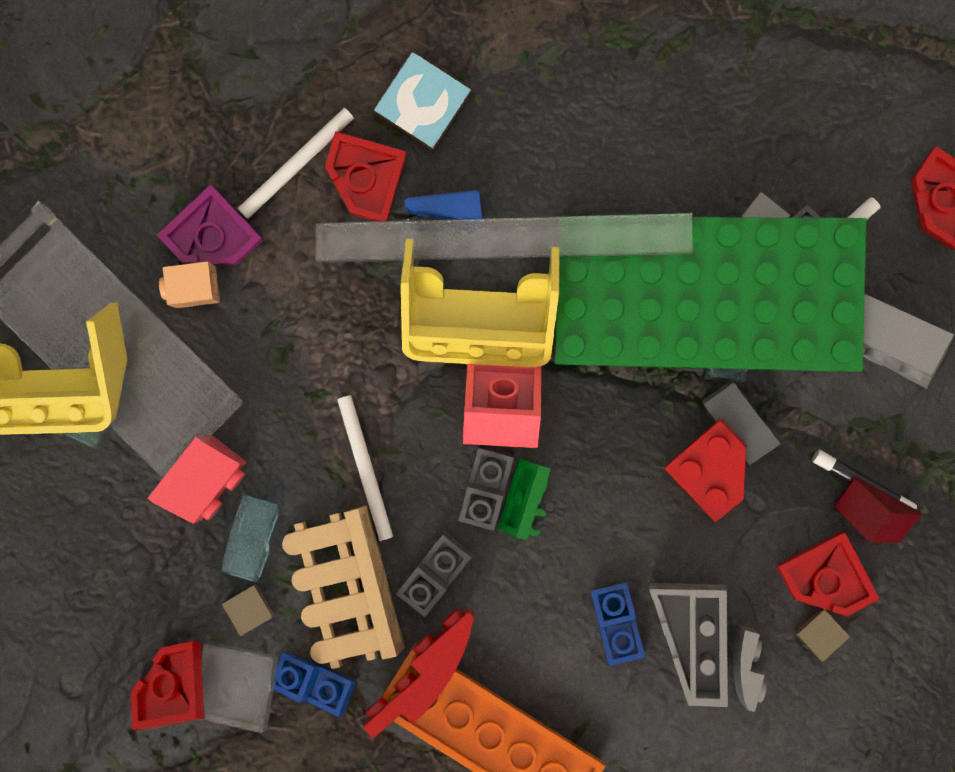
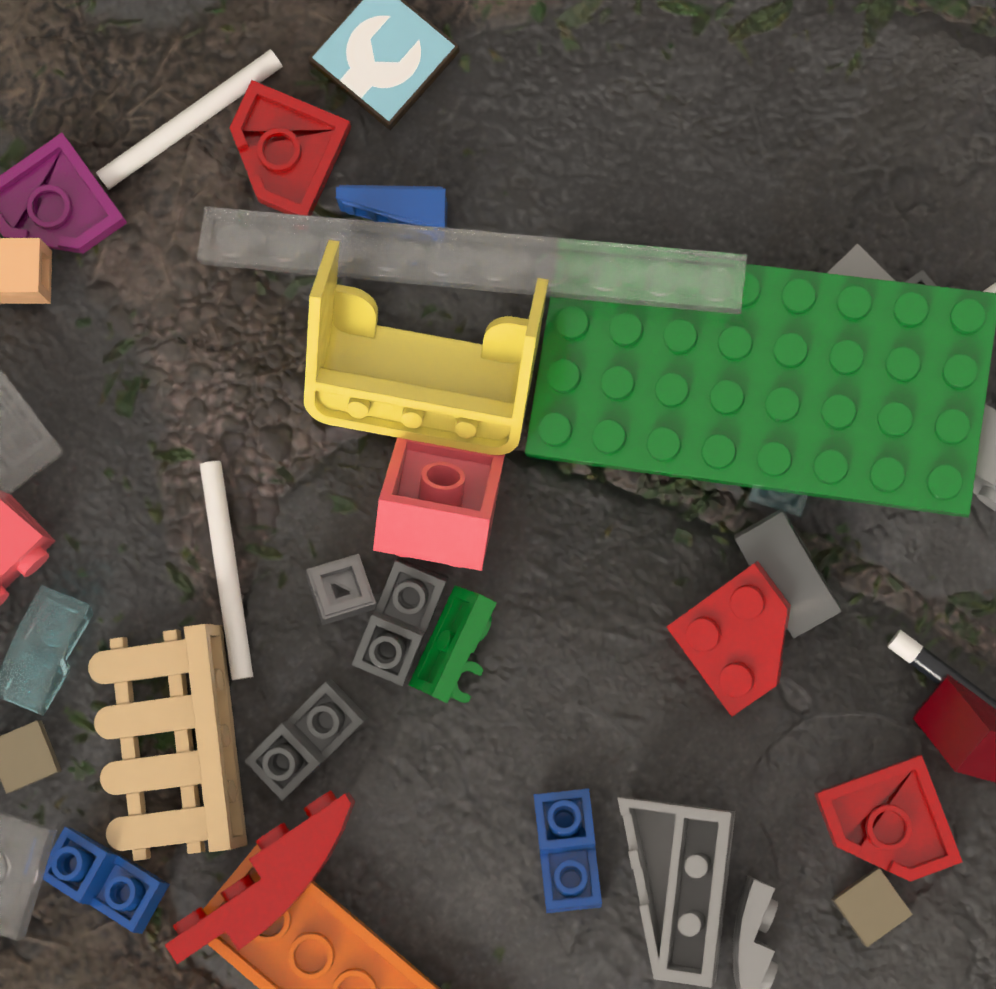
camera: 10 degrees right, 5 degrees down
(443, 471) = (340, 589): none -> flat silver tile

